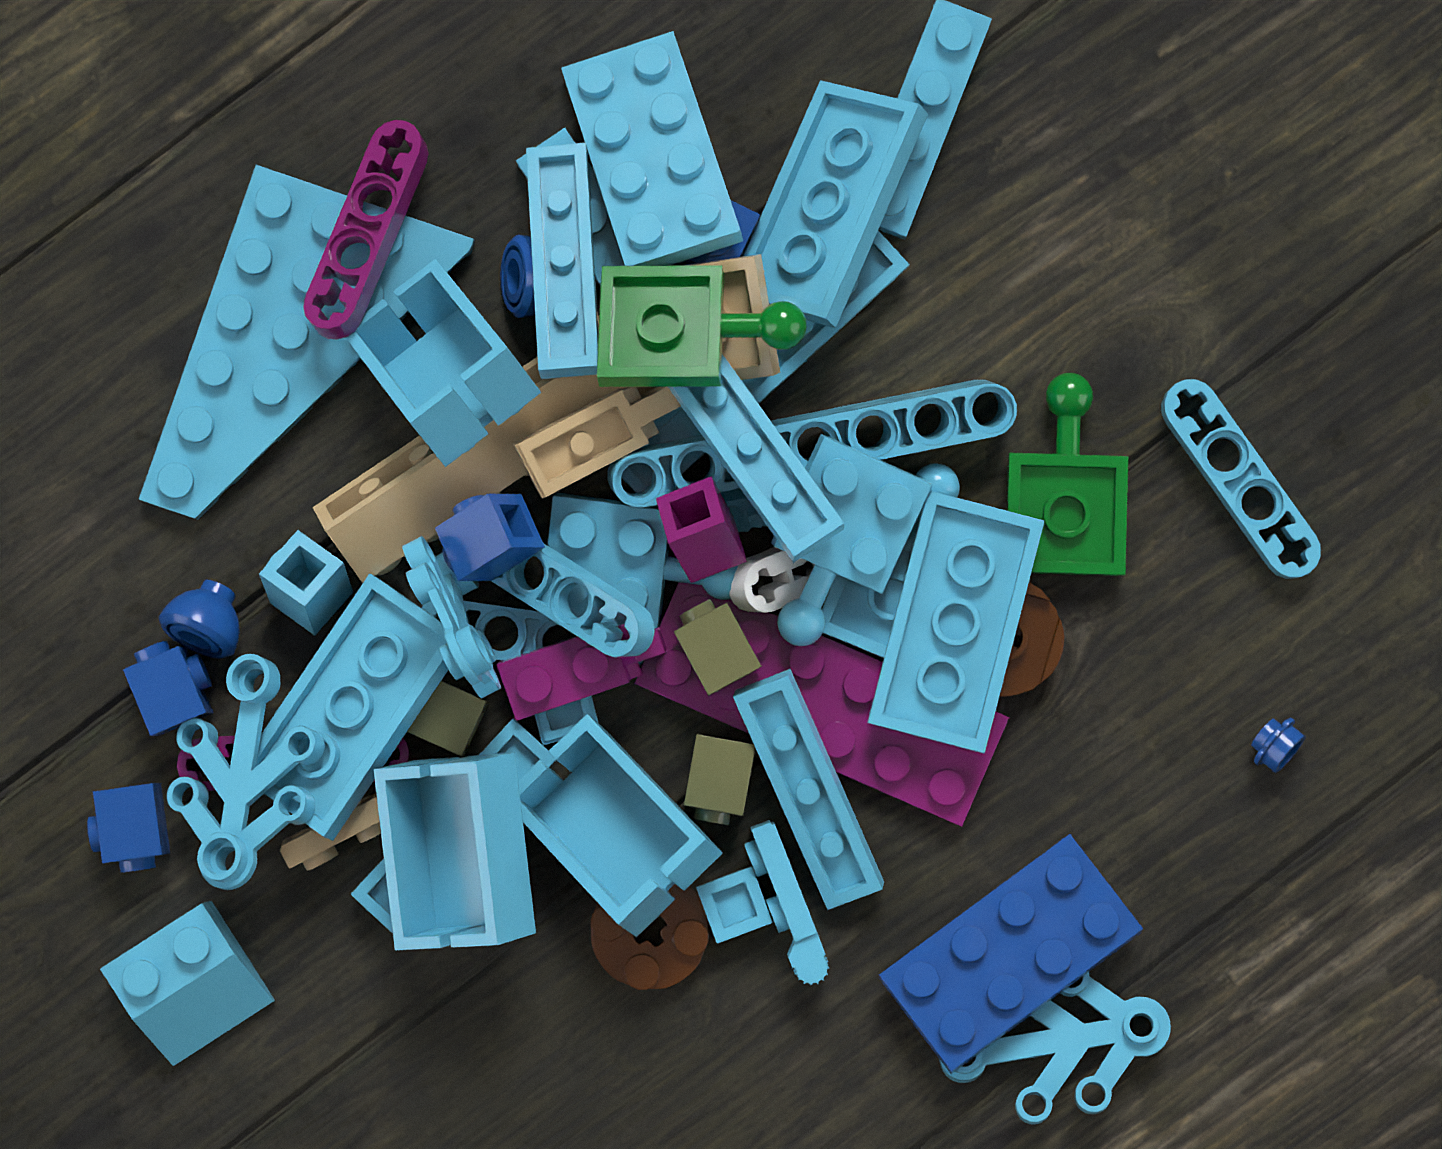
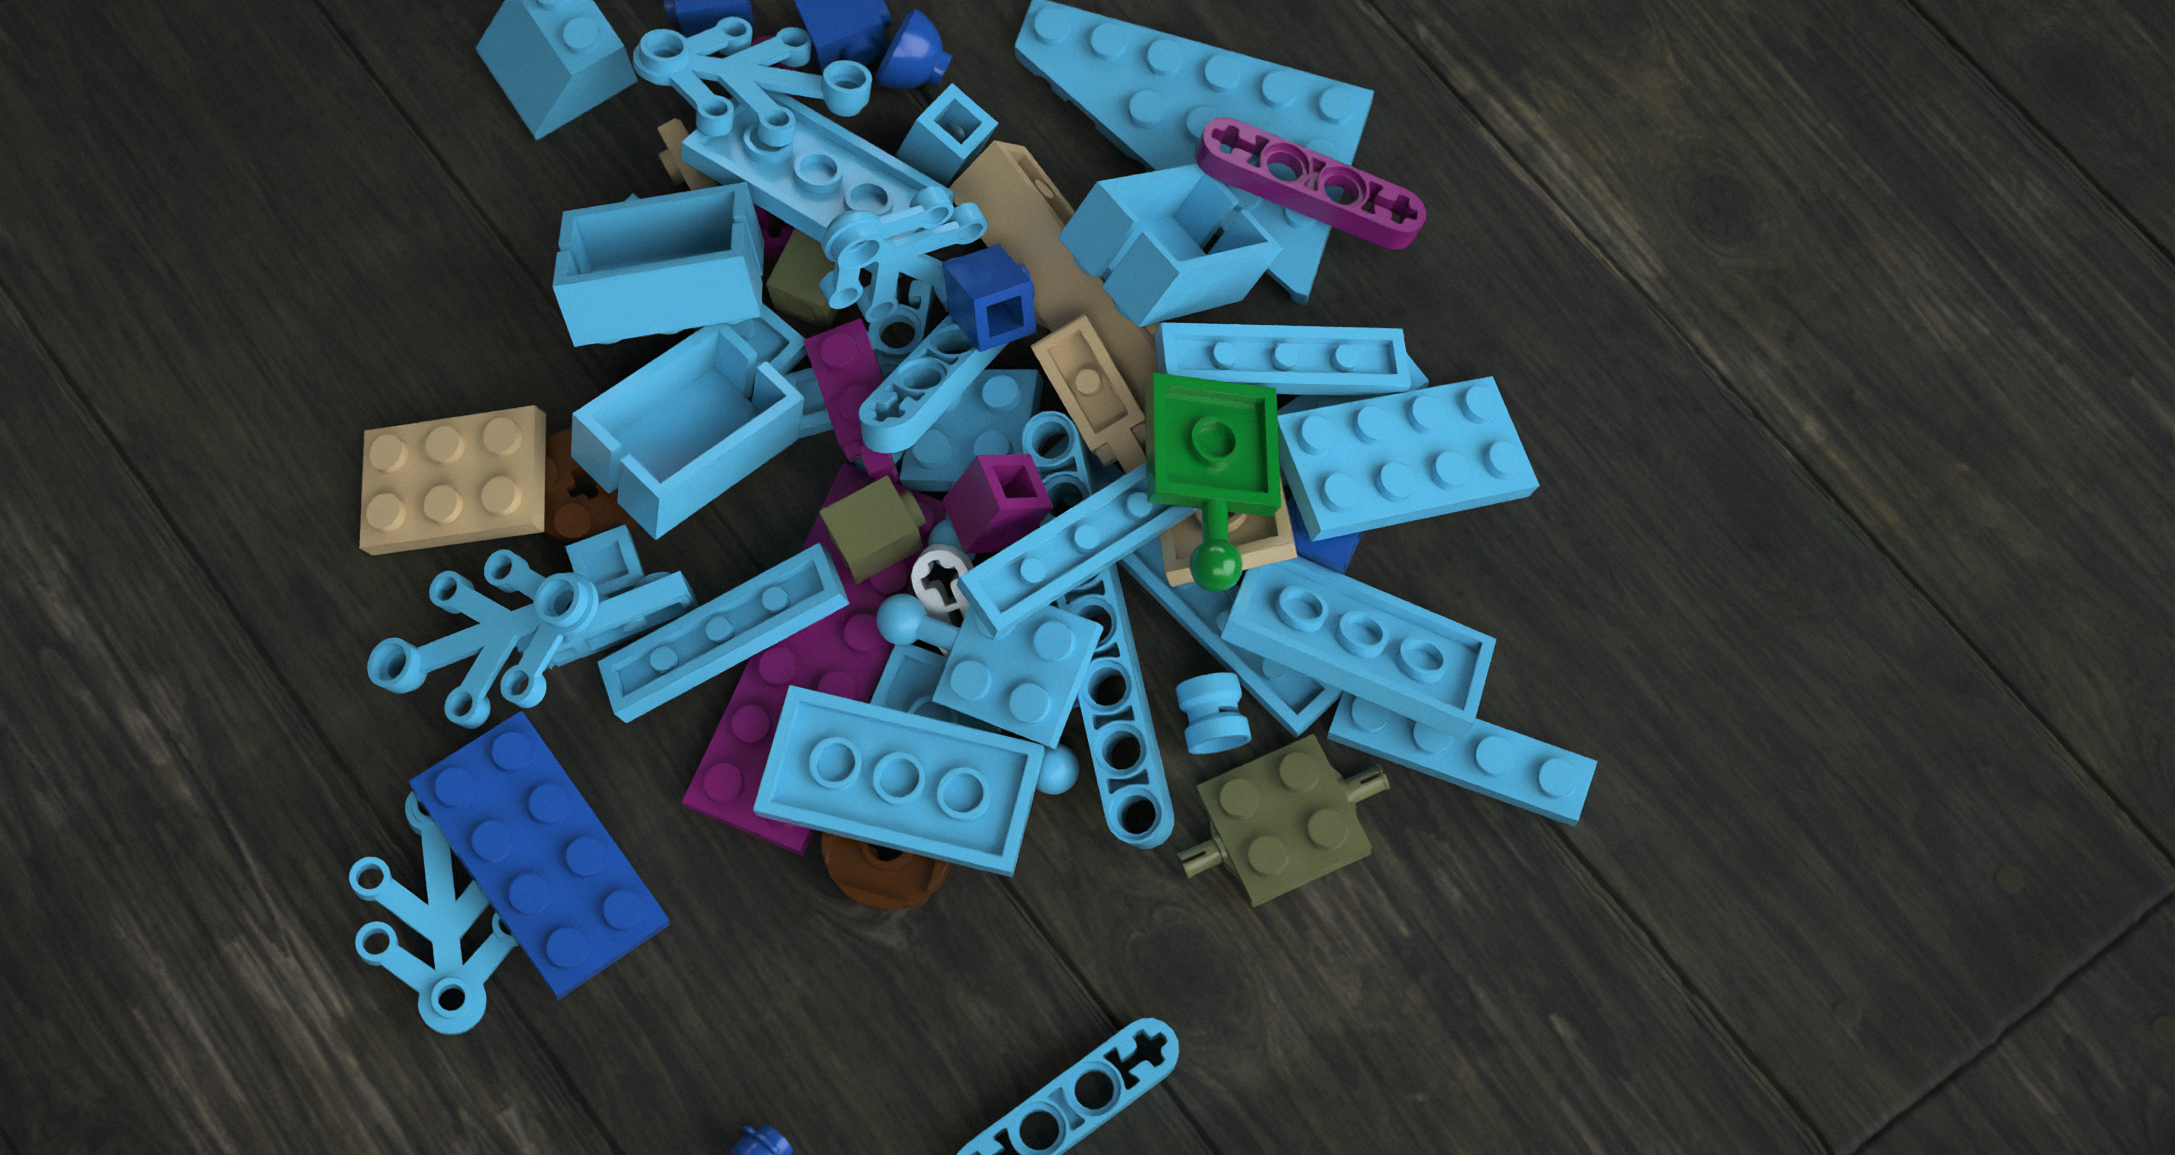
camera: 95 degrees right, 15 degrees down
(647, 1055) = (453, 480): none -> tan plate
(719, 778) = (738, 543): olive brick -> none
(806, 1000) = (491, 638): none -> medium azure plant
(888, 340) = (1213, 713): none -> medium azure wheel
(985, 281) = (1283, 820): none -> olive plate
(1073, 493) = (1044, 916): green plate -> none

